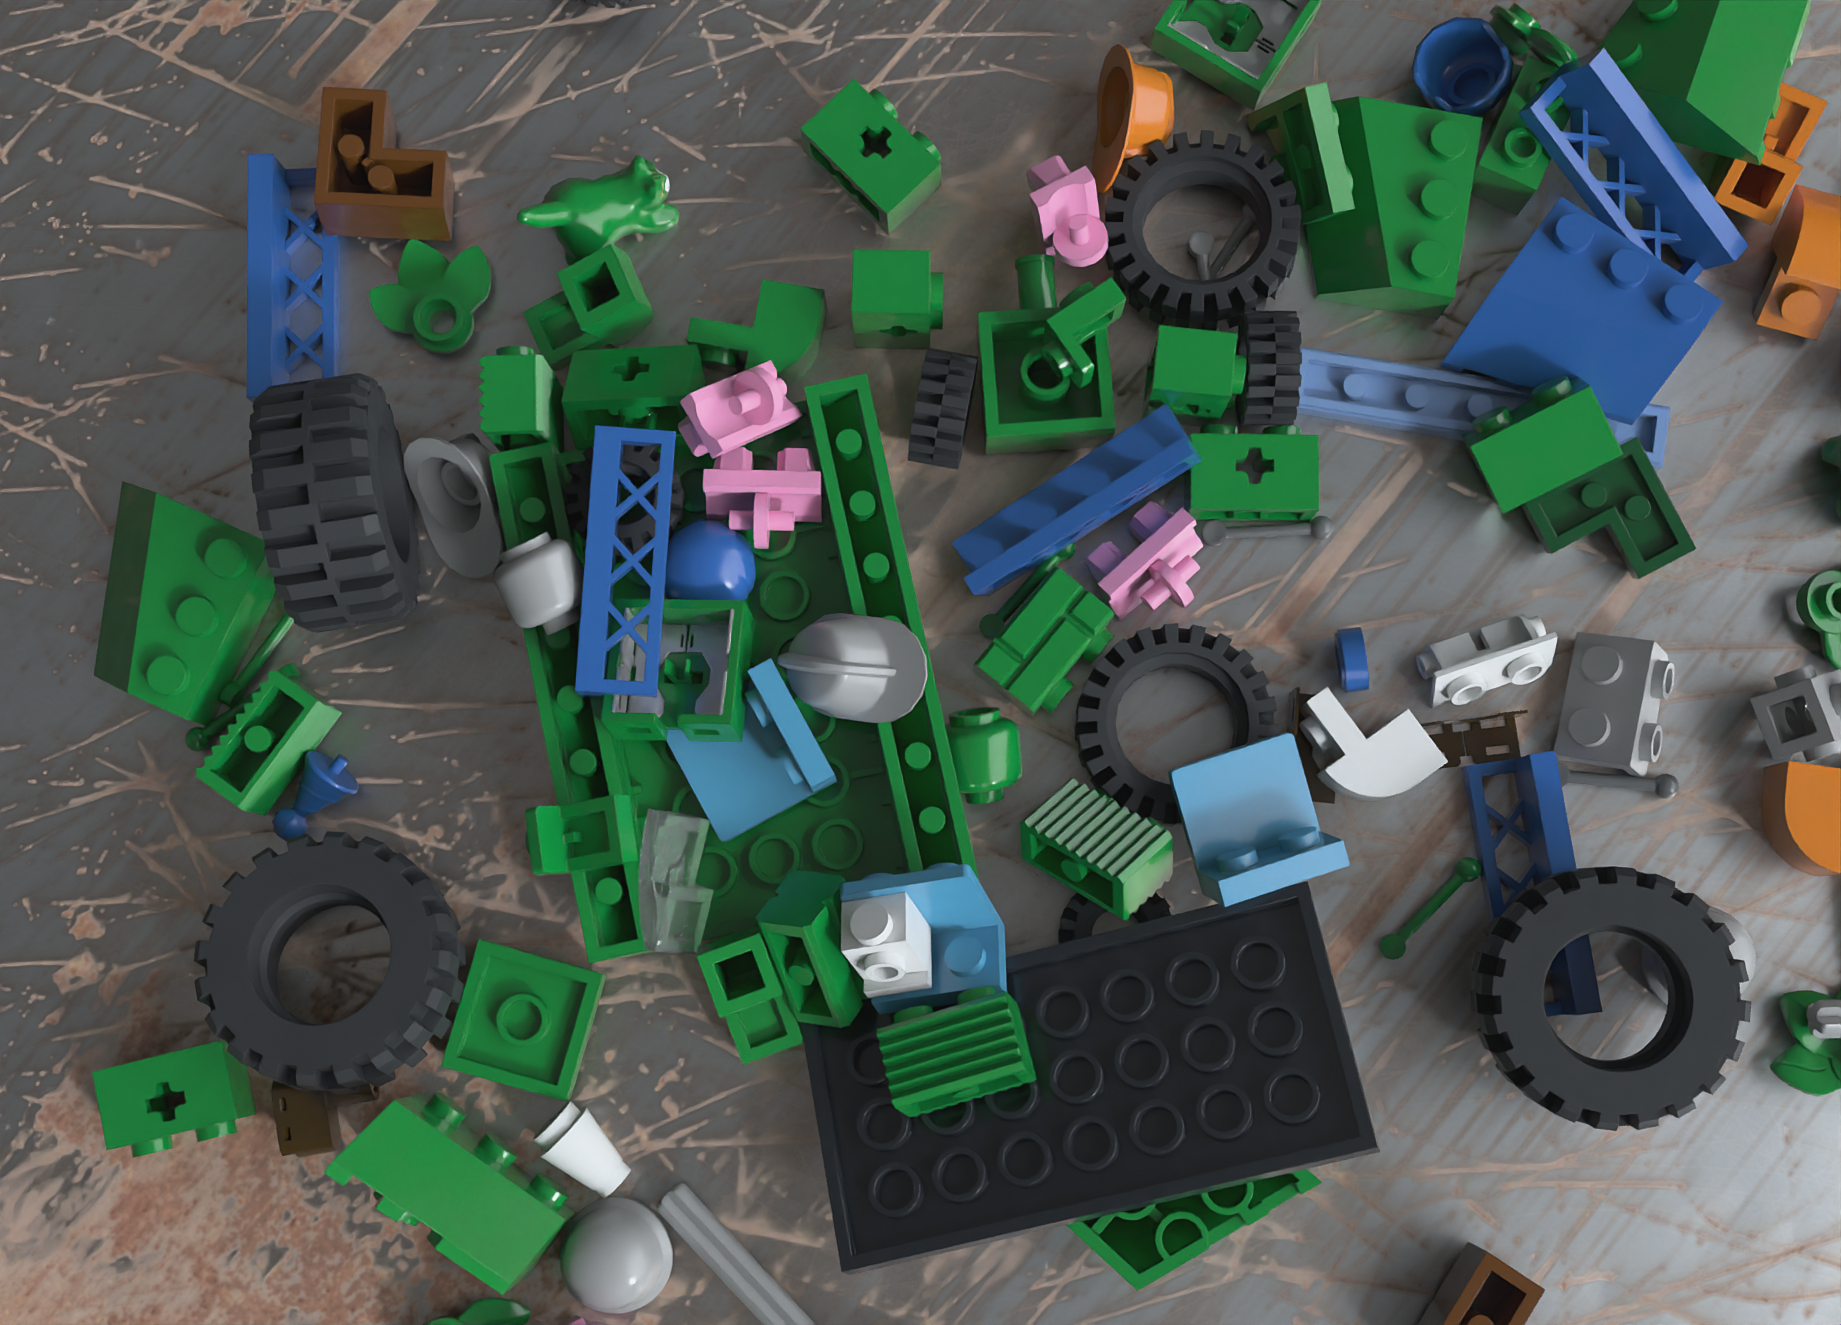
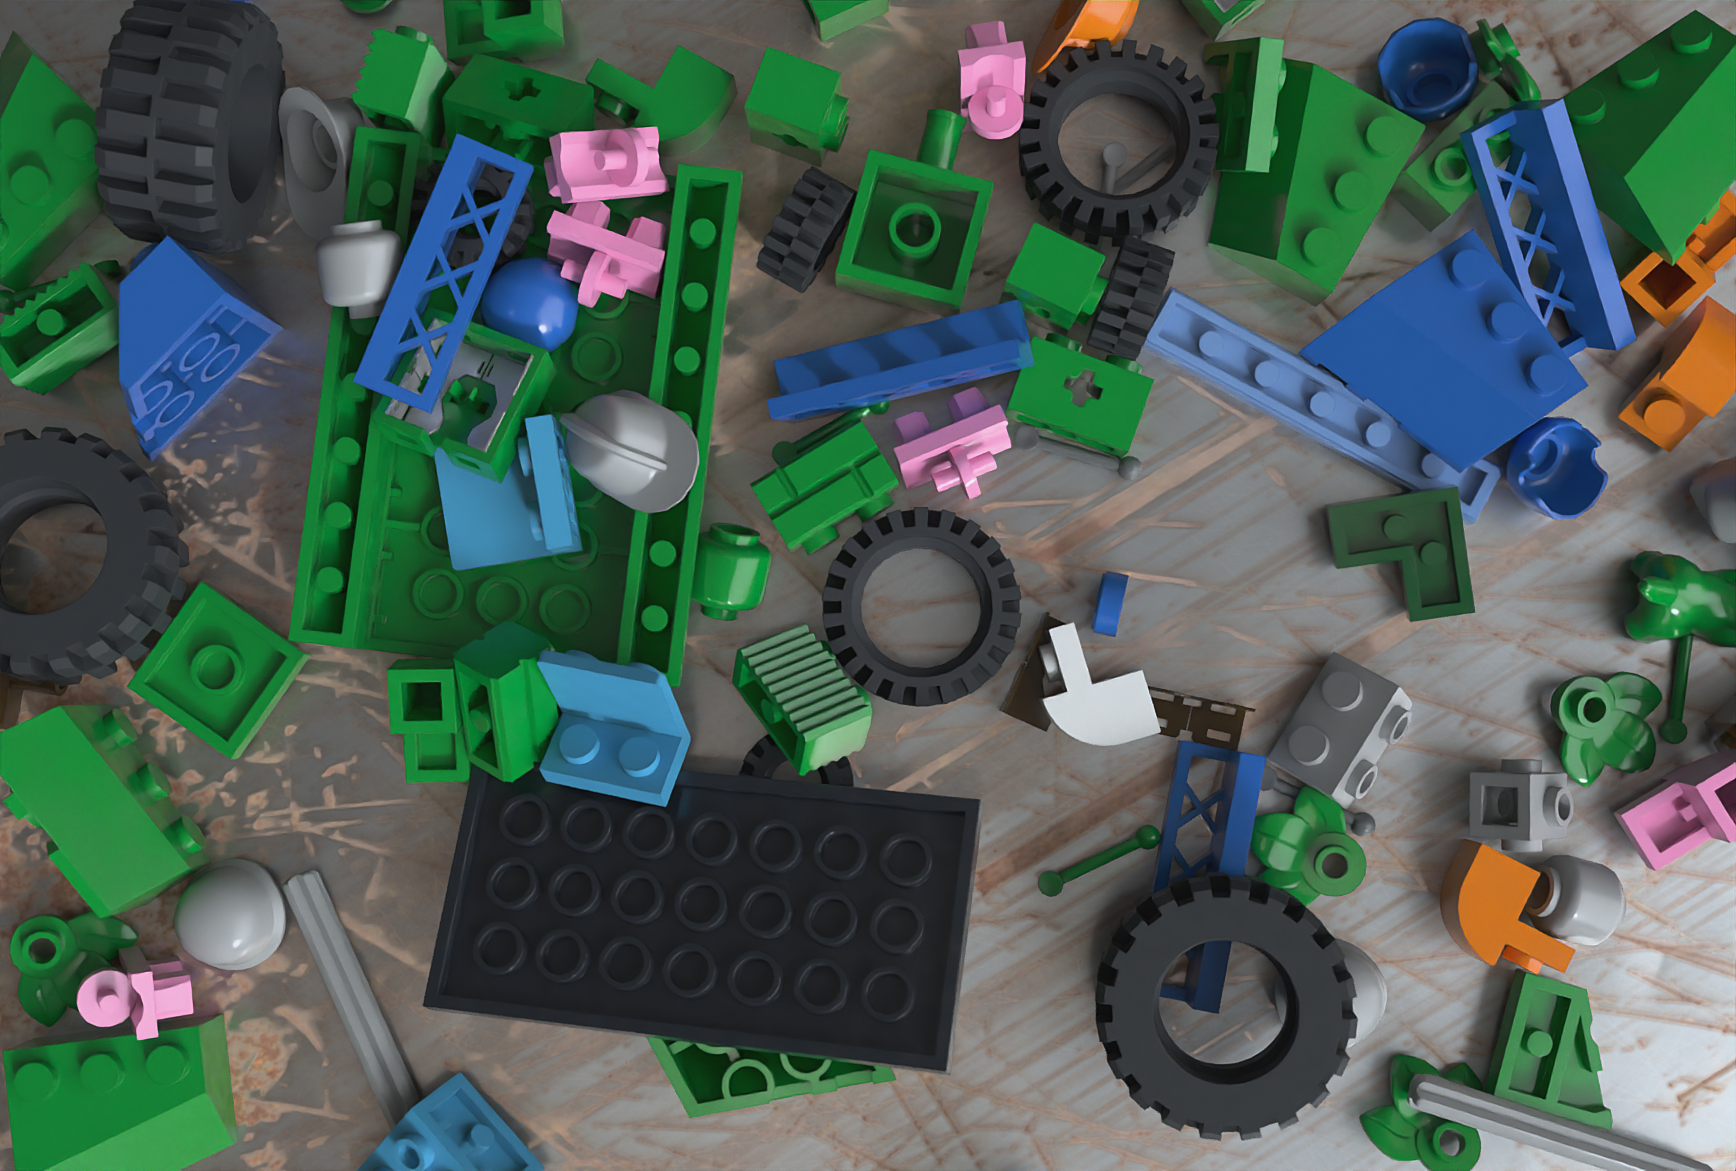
camera: 15 degrees right, 5 degrees up
(236, 689) = (55, 267): green hinge -> none
(321, 784) = (97, 389): blue piece -> none
(392, 709) = (182, 339): none -> blue wedge
(581, 835) = (315, 519): green bracket -> none
(581, 1149) = (231, 808): white cone -> none
(669, 900) = (385, 604): clear slope -> none
(887, 944) = (568, 720): white brick -> none
(955, 1051) = (596, 842): green brick -> none
(1081, 316) = (964, 188): green bracket -> none
(1252, 821) = (955, 724): dark azure bracket -> none
(1514, 653) = (1267, 651): white hinge -> none
(1541, 442) = (1363, 460): green piece -> none
(1615, 823) = (1299, 842): none -> green plate
(1719, 390) = (1556, 468): none -> blue hair

